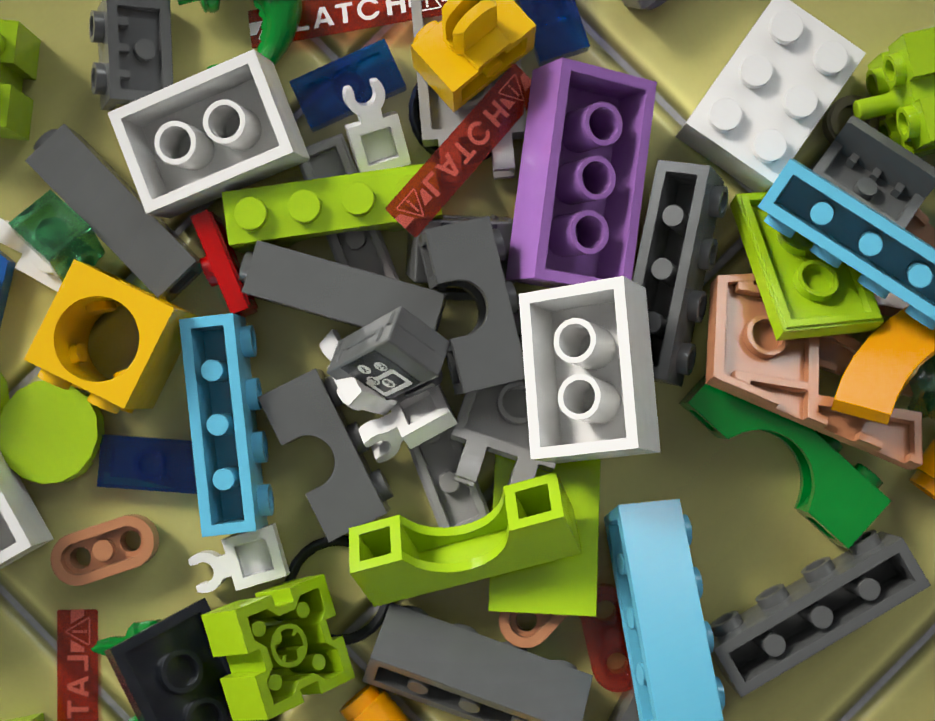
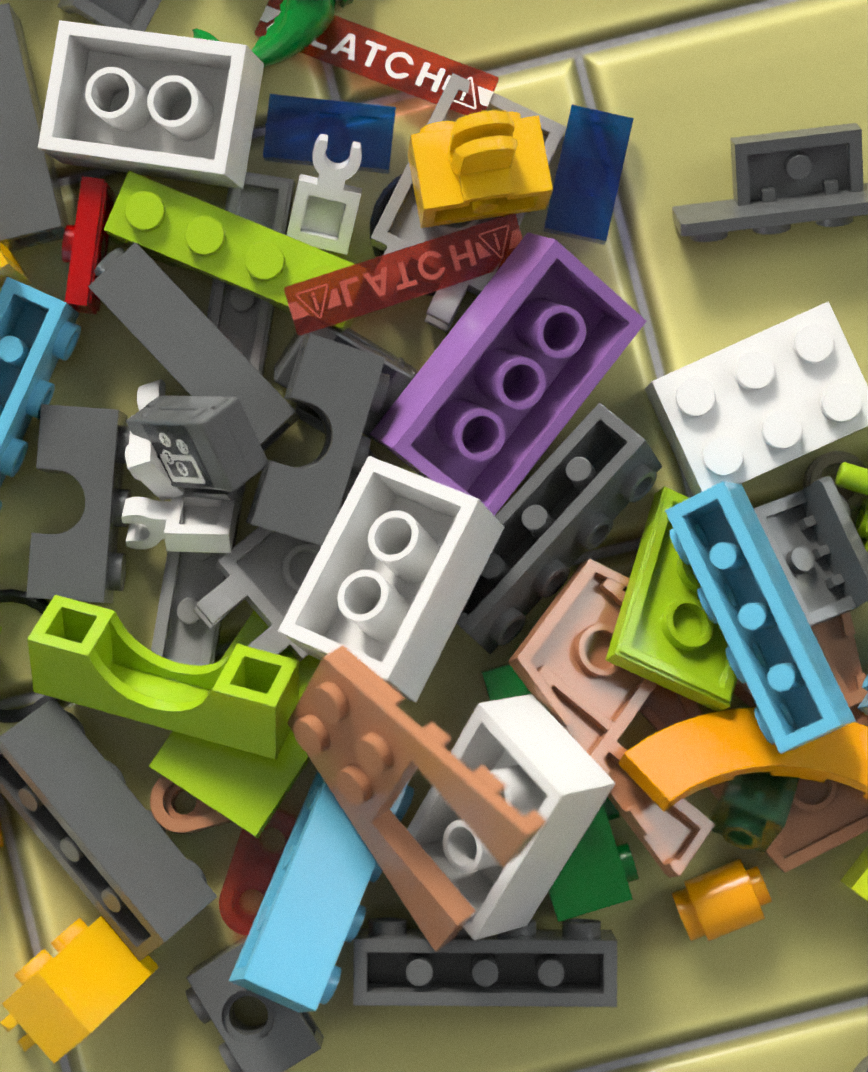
camera: 30 degrees right, 0 degrees up
(651, 508) = (367, 757): none -> nougat wing
(770, 495) = (541, 773): none -> white brick

